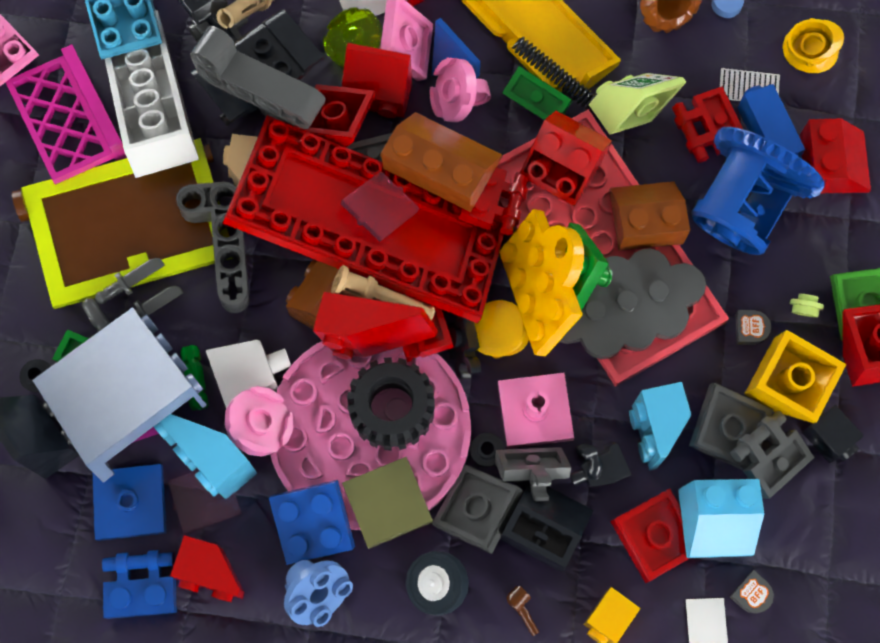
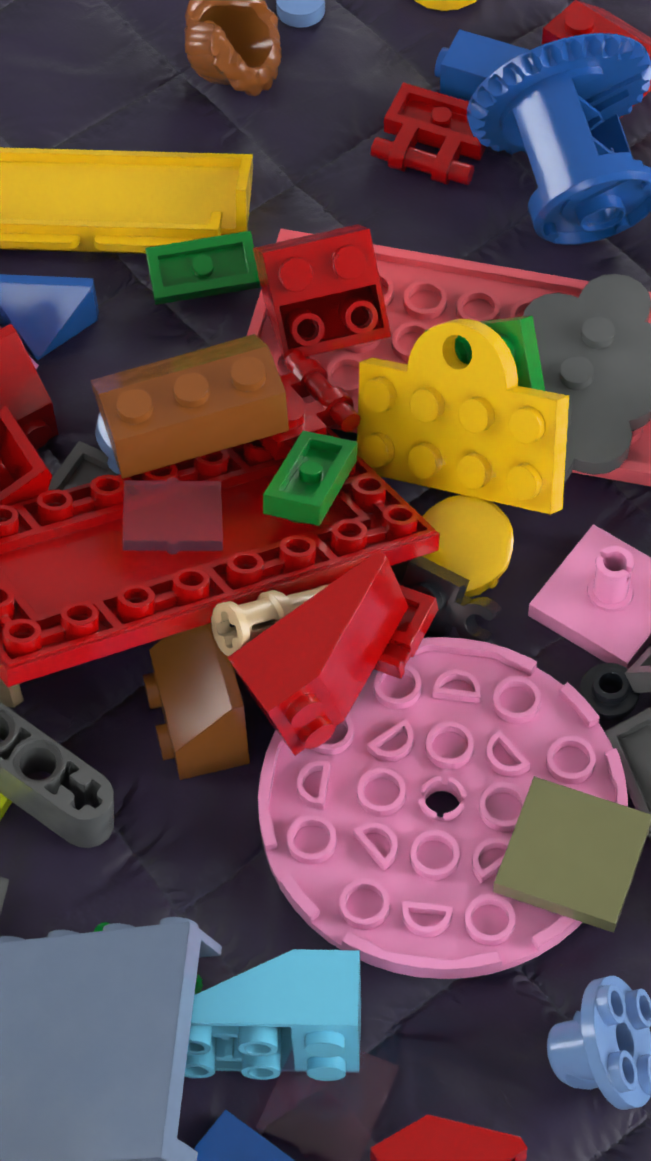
camera: 45 degrees left, 15 degrees down
(244, 367) = (213, 882): white torso -> none
(258, 421) = (304, 908): bright pink tile -> none
(312, 522) = (509, 971): blue plate -> none
(383, 377) = (454, 687): black tyre -> none
(454, 242) = (310, 478): none -> green plate
(457, 90) = (96, 332): bright pink tile -> none
(529, 50) = (218, 224): black piece -> none
(634, 100) = (327, 166): yellowish green slope -> none
(649, 215) = (492, 265): dark orange slope -> none
(738, 81) = (416, 66): white sticker -> none

